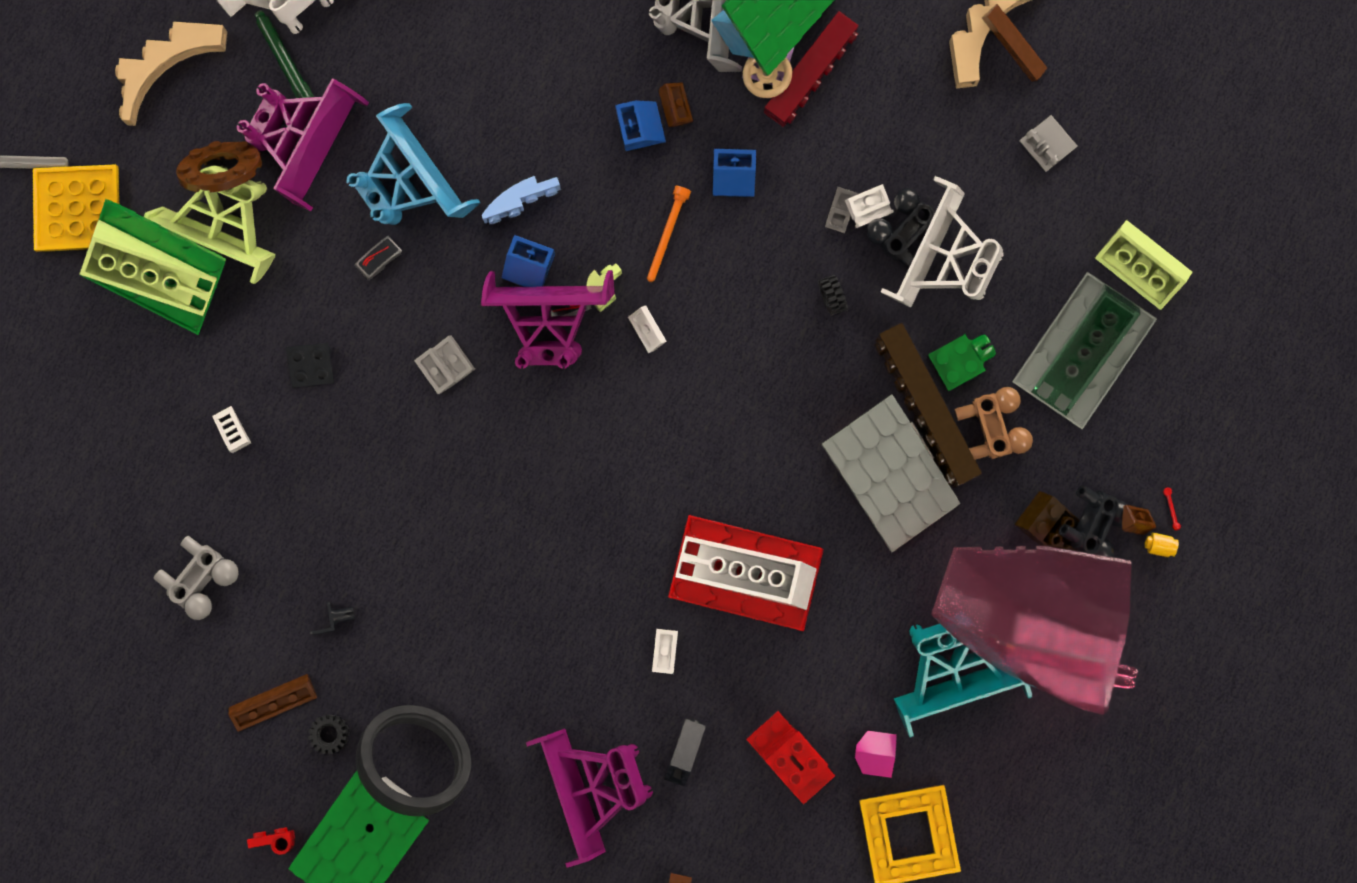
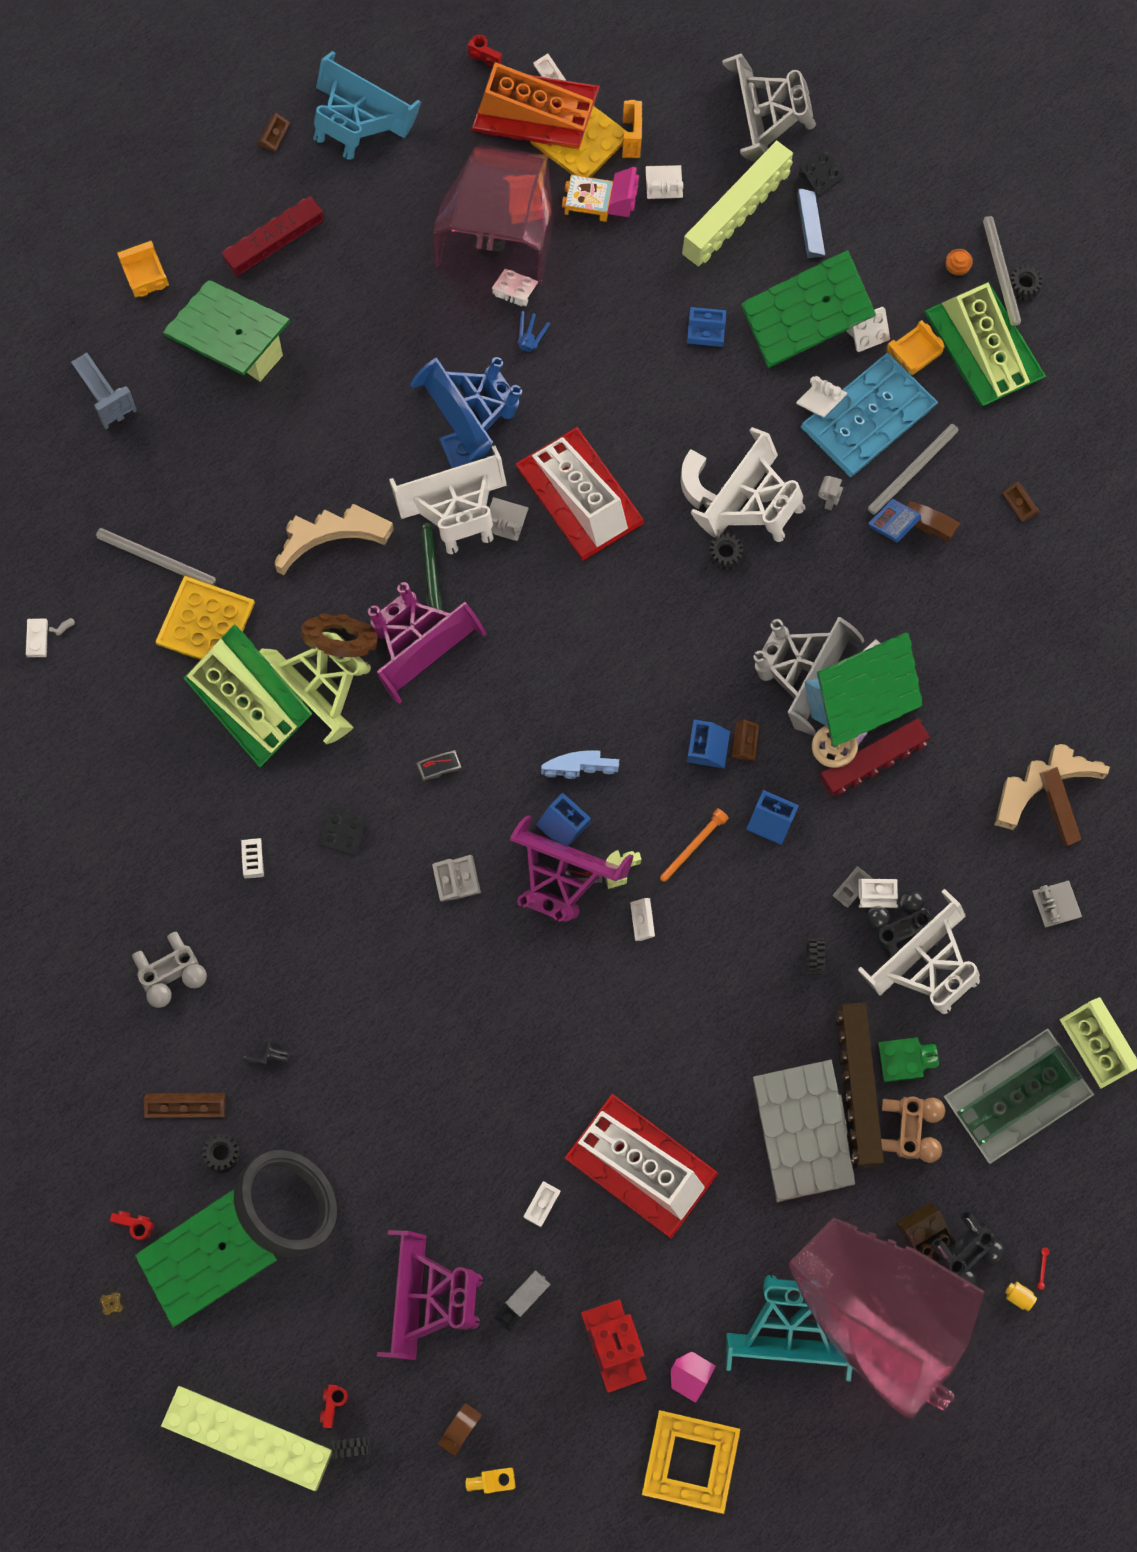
camera: 20 degrees right, 10 degrees down
(389, 209) = (466, 729): dark azure piece -> none
(1137, 520) = (1007, 1264): reddish brown slope -> none

